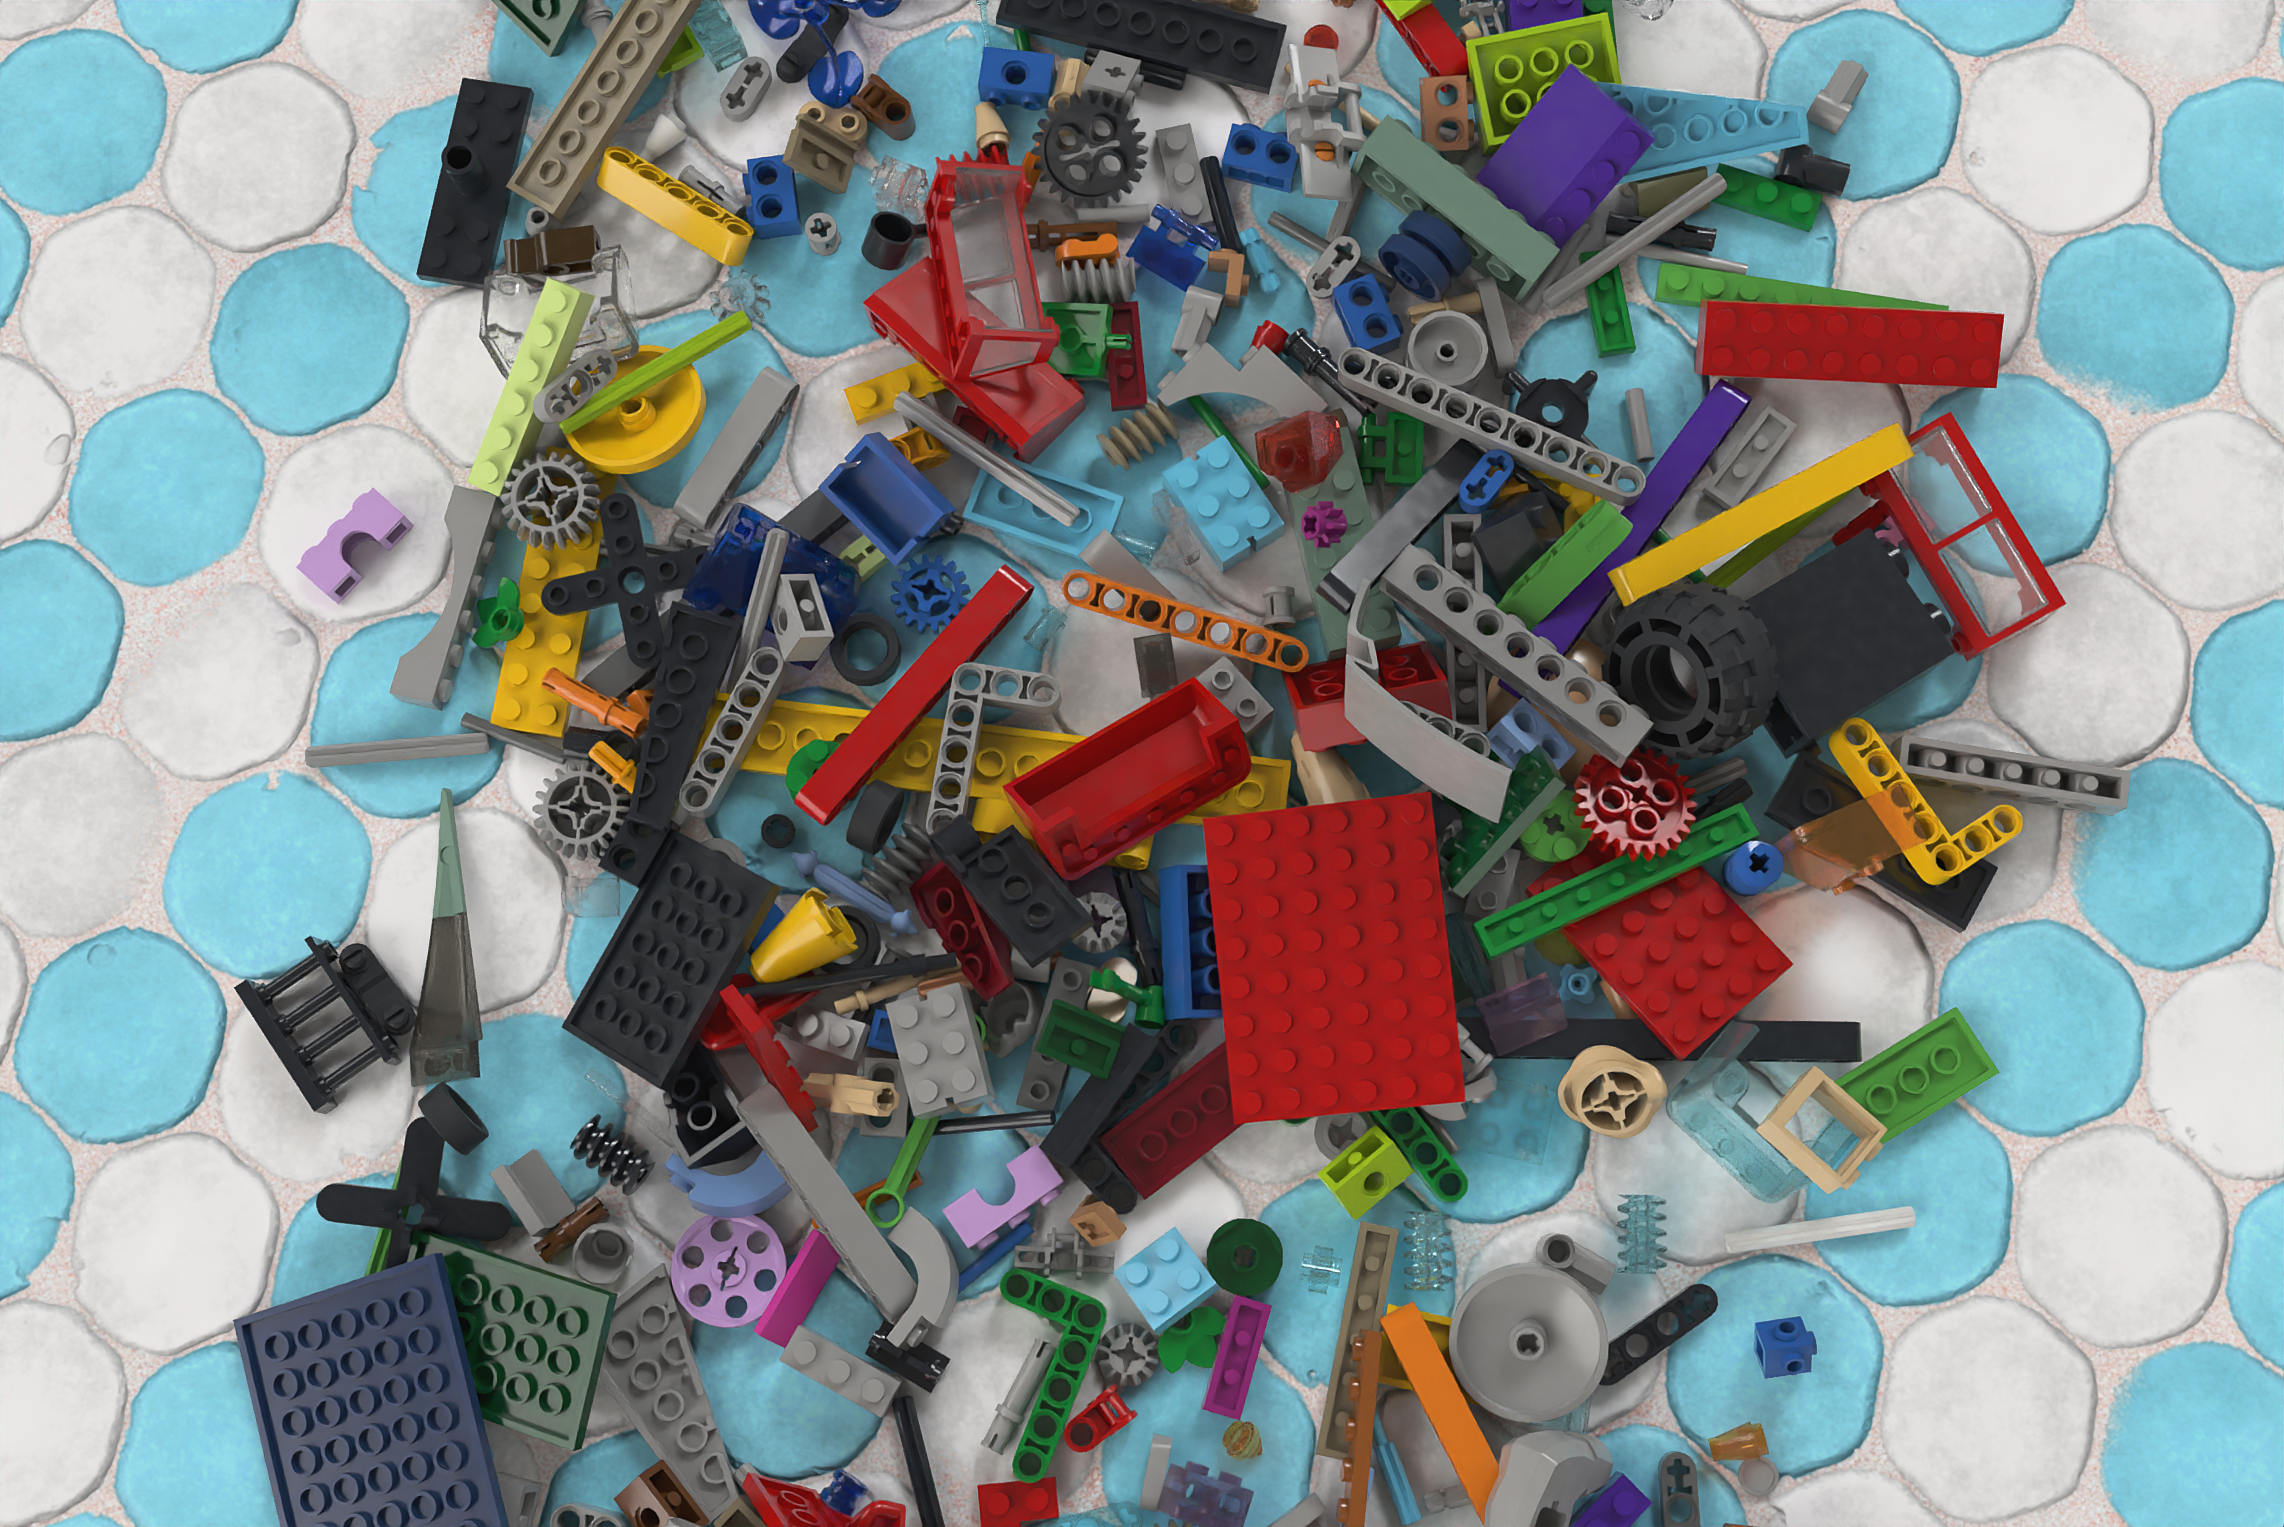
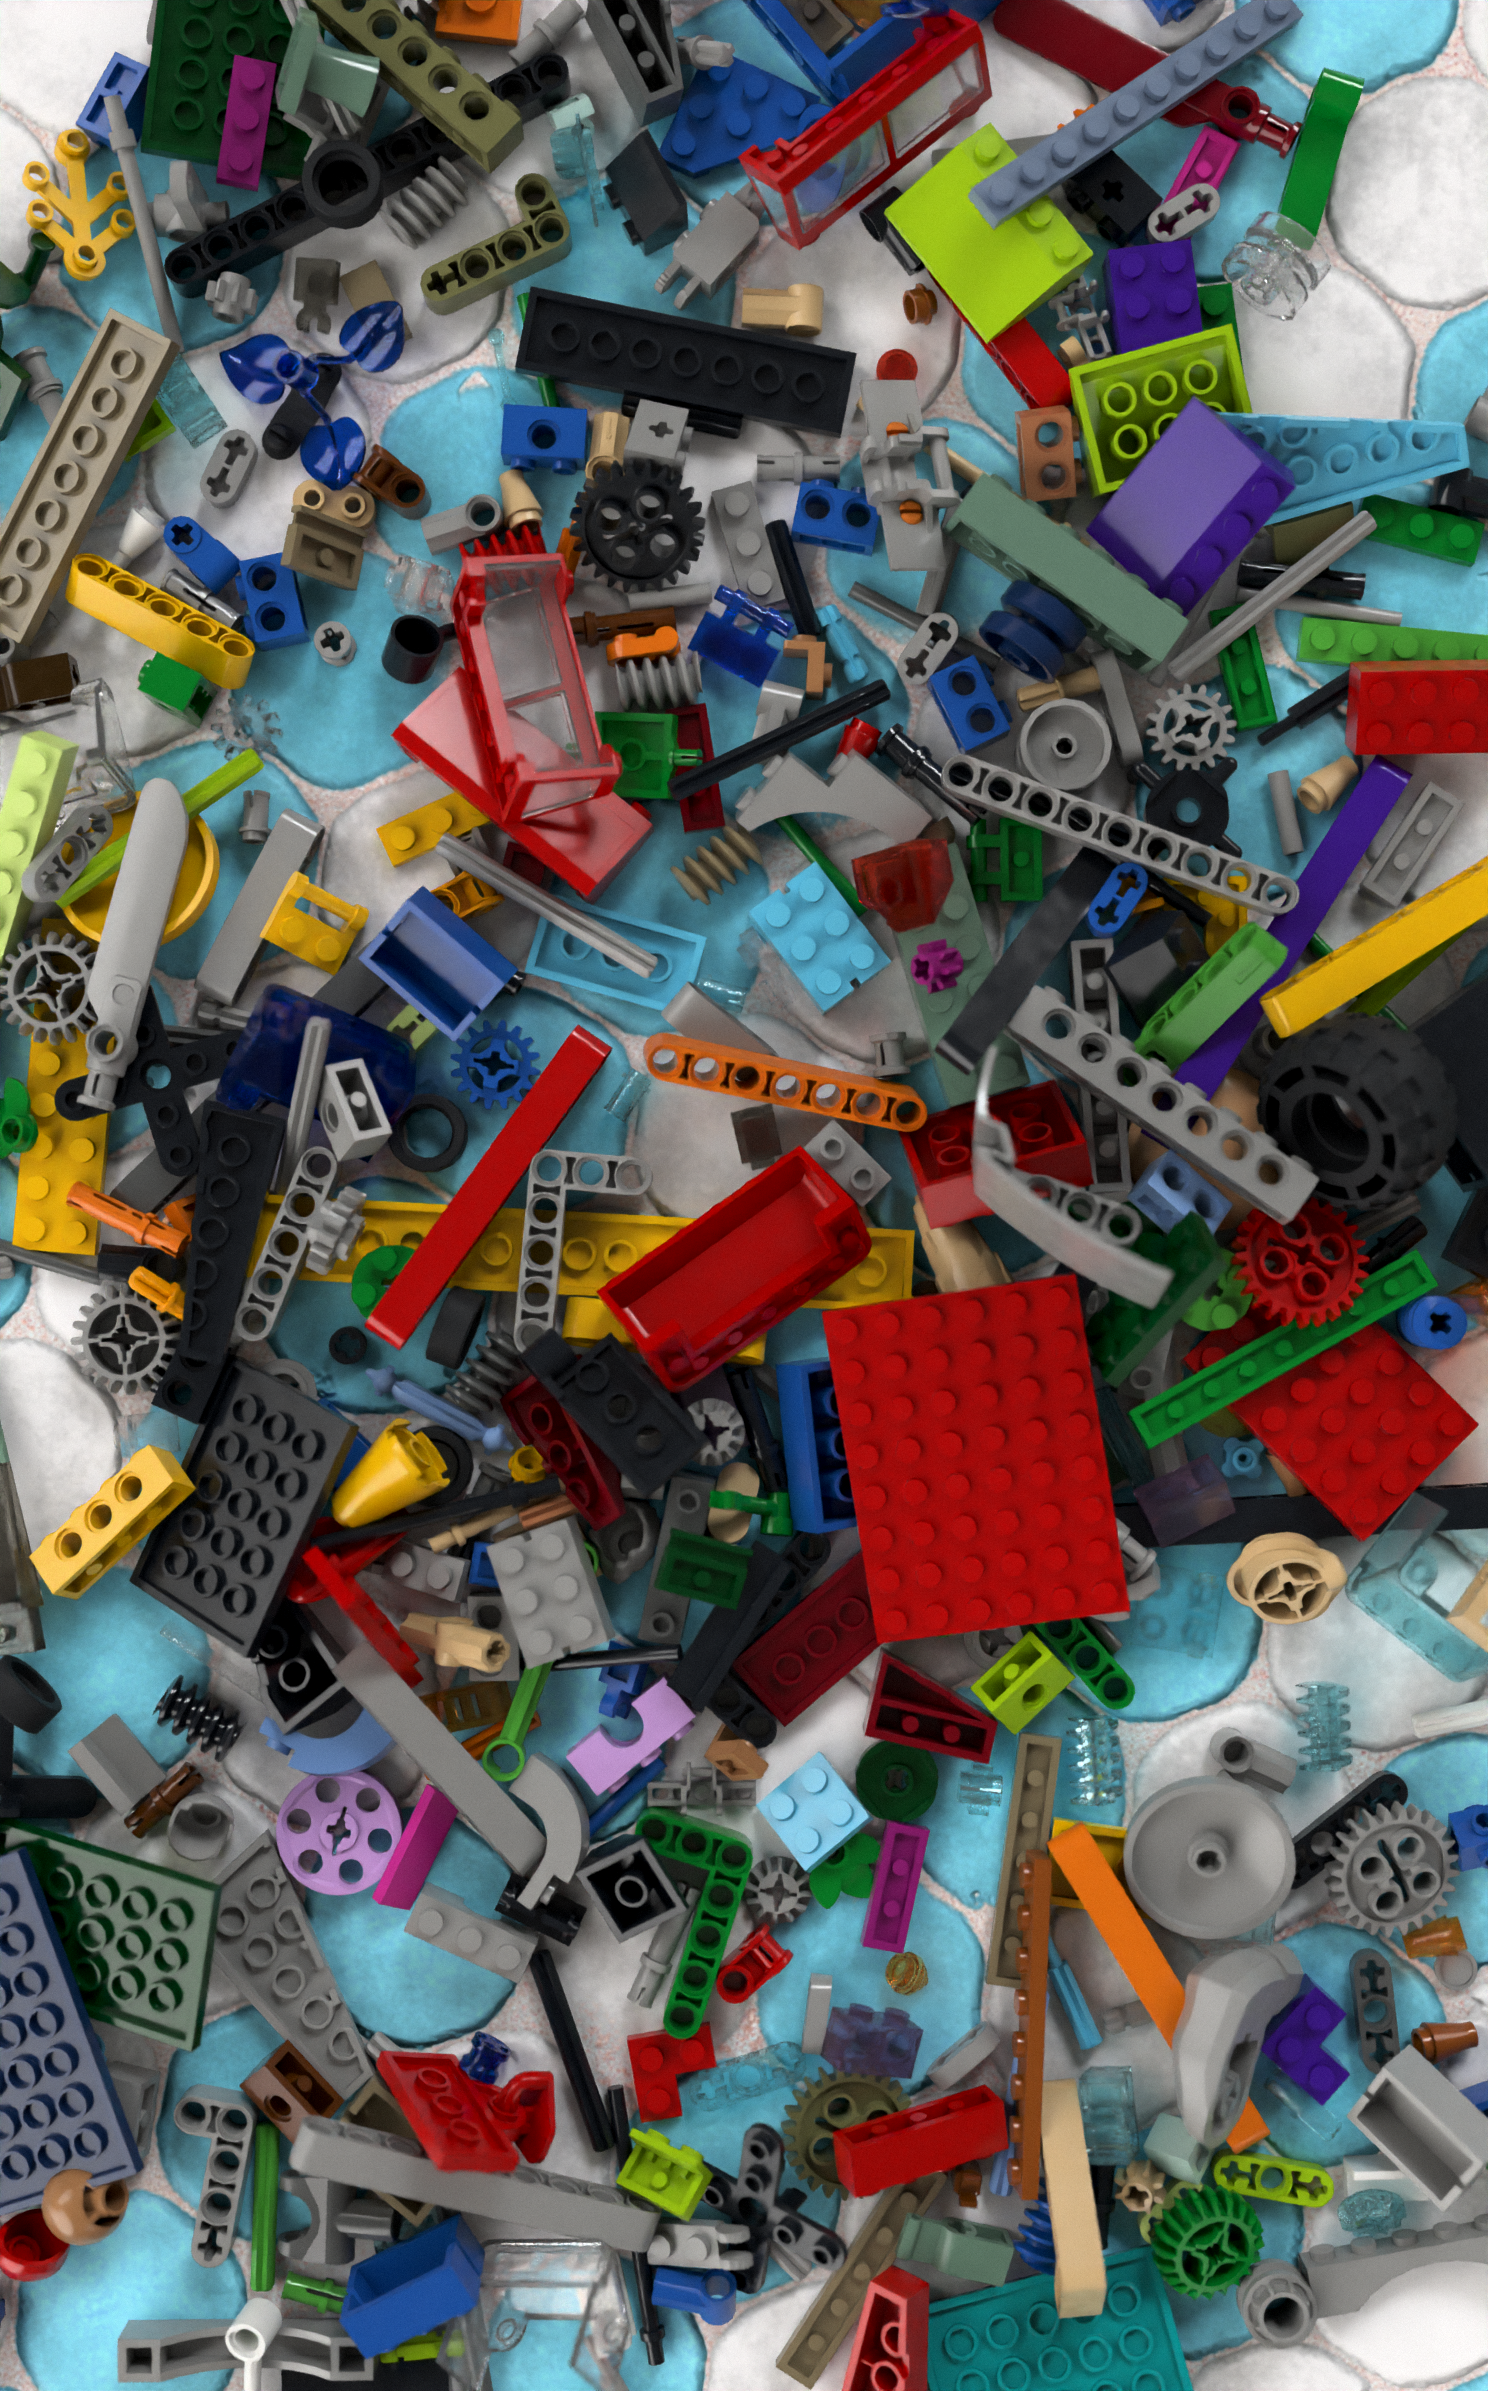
camera: 10 degrees left, 10 degrees up
(551, 969) = (133, 1515): none -> yellow brick
(624, 460) = (133, 935): none -> light grey piece
(683, 260) = (176, 689): none -> green brick
(718, 156) = (205, 557): none -> blue piece
(740, 373) = (255, 817): none -> light grey pin
(775, 473) = (306, 935): none -> yellow plate
(776, 719) = (336, 1230): none -> light grey gear
(885, 1155) = (498, 1696): none -> clear orange slope
(928, 943) = (526, 1458): none -> yellow plate
(939, 143) = (458, 525): none -> light grey piece
(992, 1333) = (630, 1886): none -> black slope
(997, 1147) = (621, 1683): none -> blue plate
(1198, 332) = (778, 740): none -> black axle
(1225, 115) = (798, 468): none -> light grey pin
(1274, 1194) = (924, 1713): none -> dark red wedge
(1562, 333) = (1183, 714): none -> light grey gear
(1664, 339) = (1310, 708): none -> black axle
(1669, 1387) = (1424, 1851): none -> light grey gear
(1675, 403) = (1324, 787): none -> tan cone

